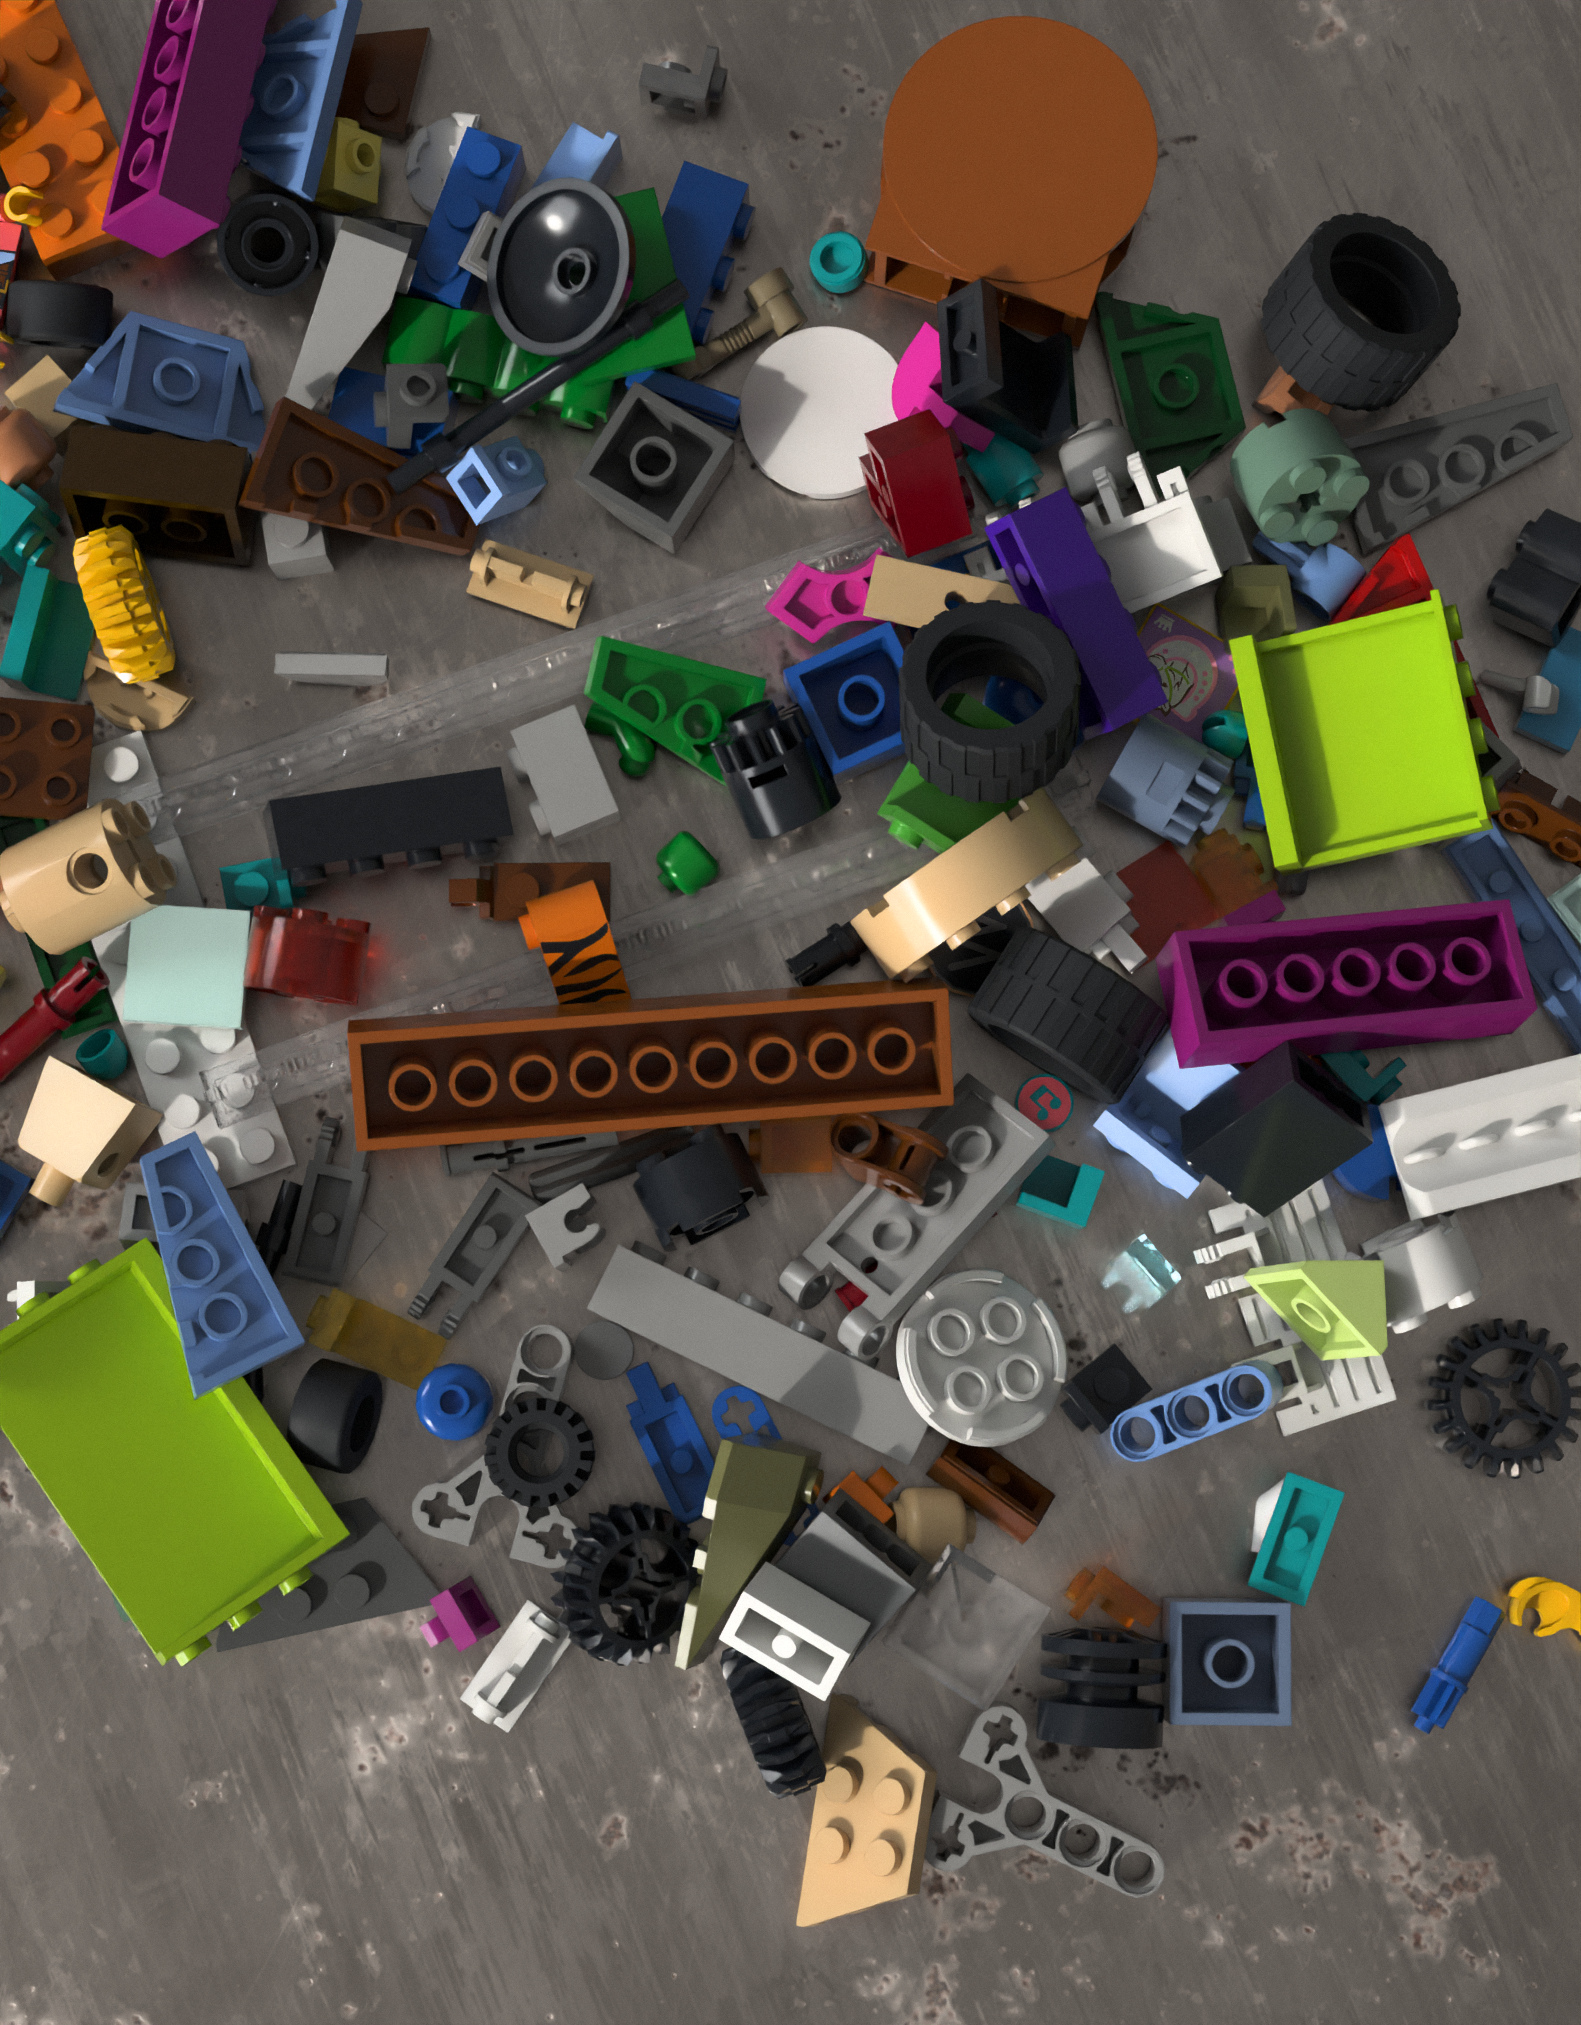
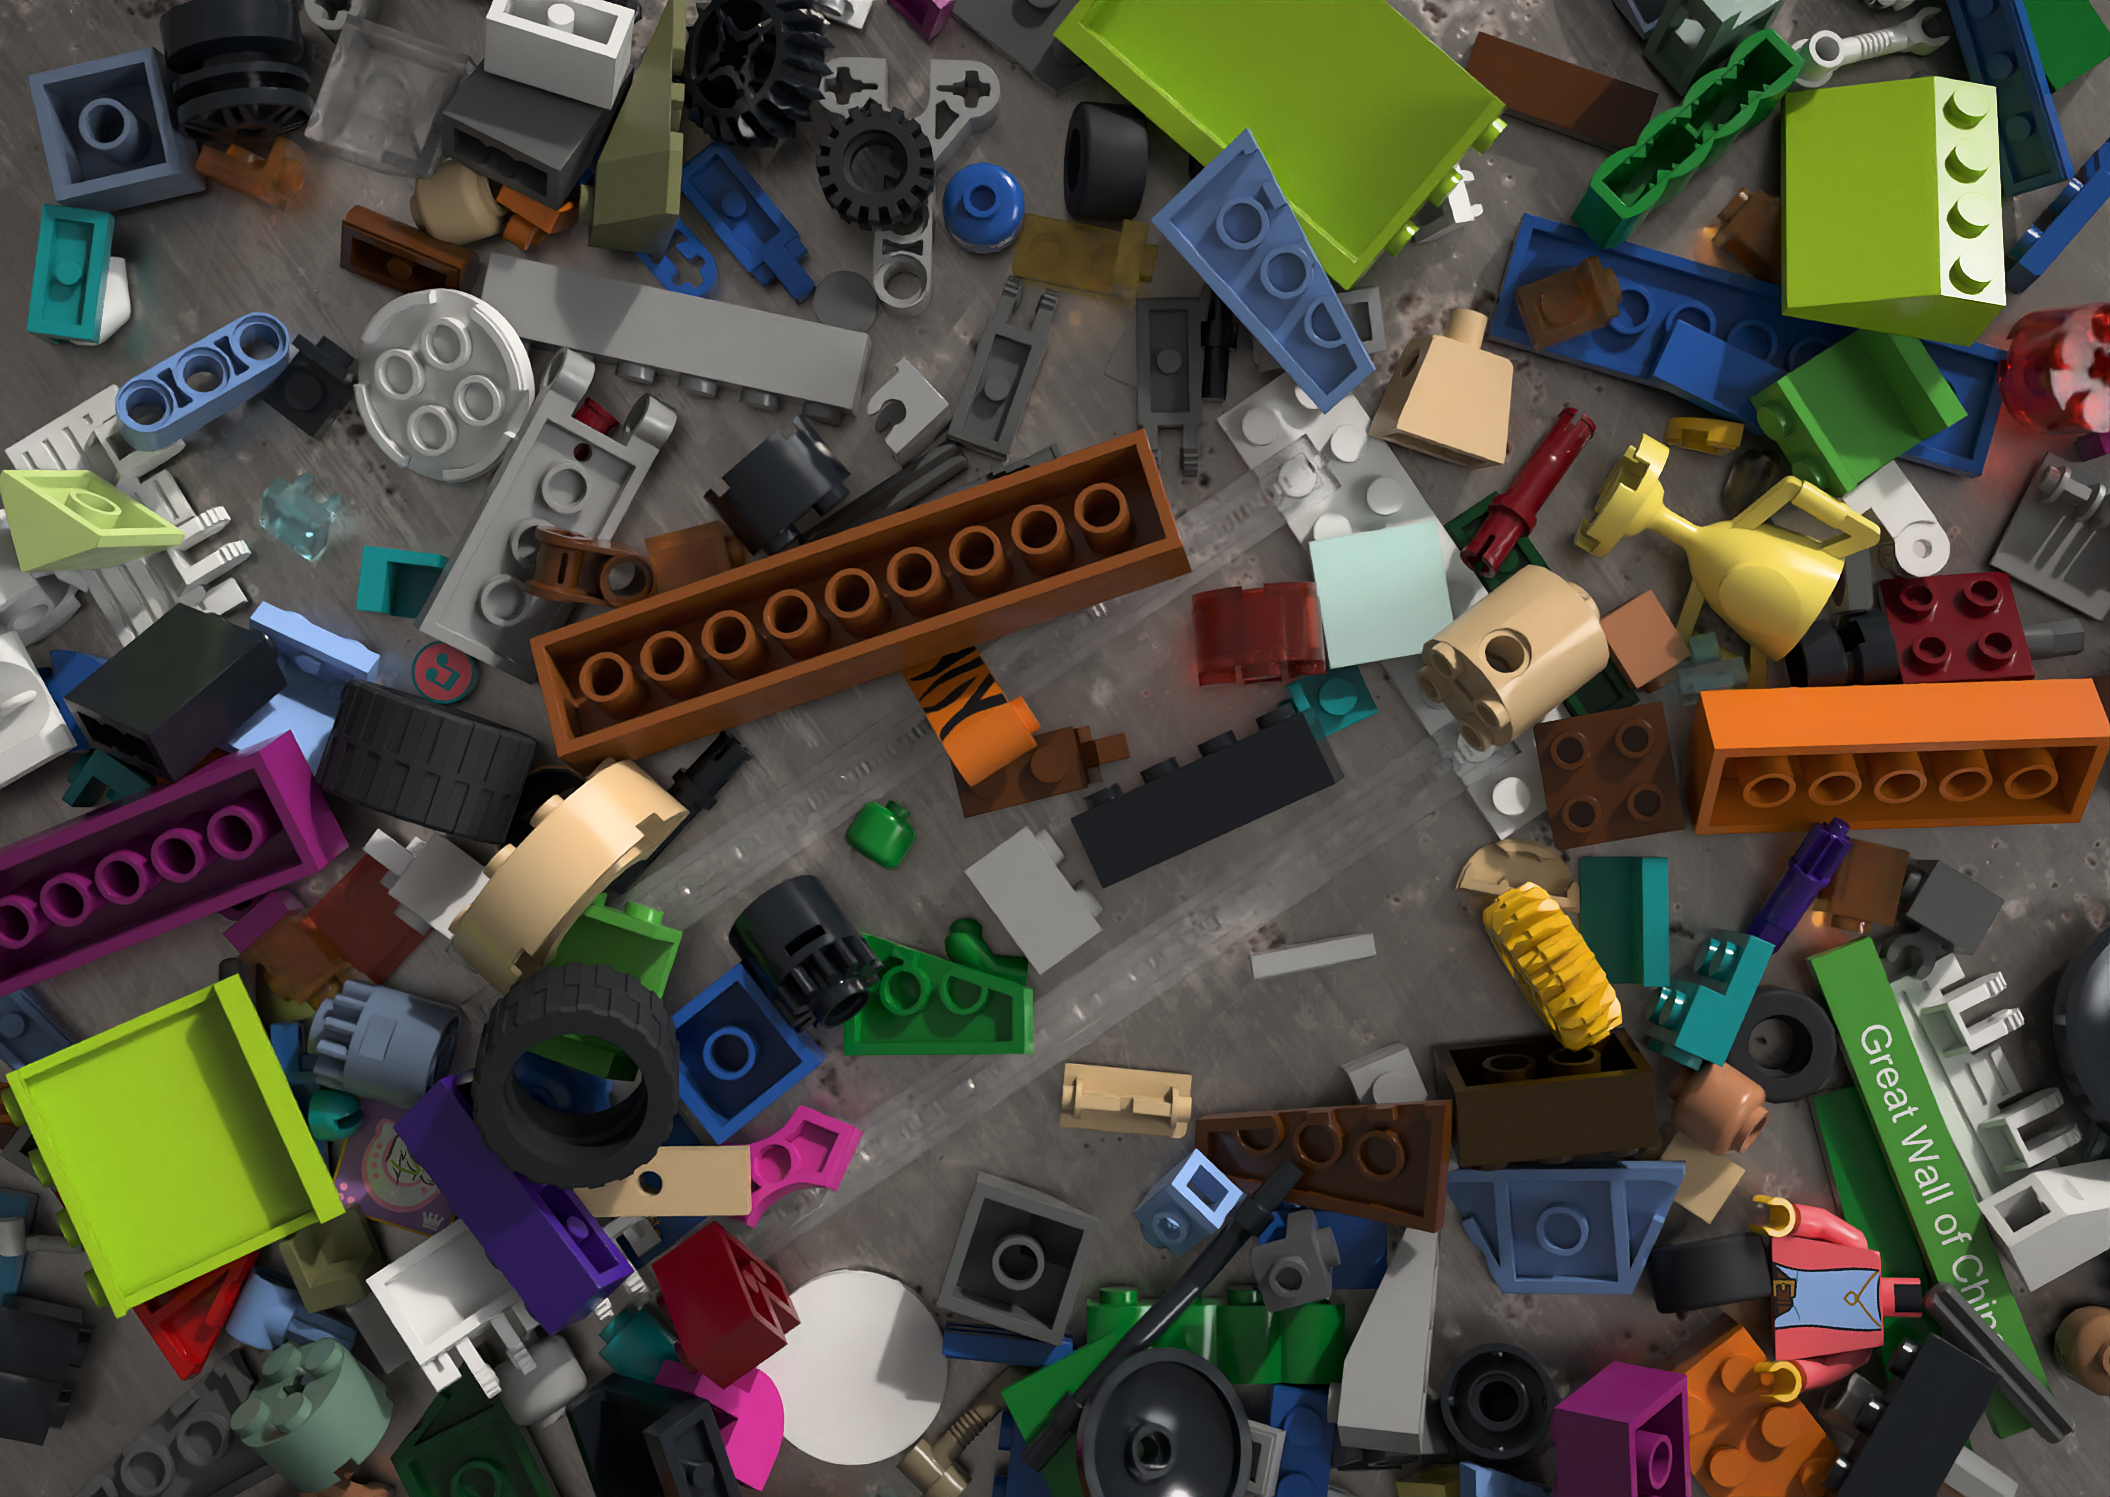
camera: 170 degrees right, 5 degrees up
(103, 1055) = (1449, 484): teal hinge -> none

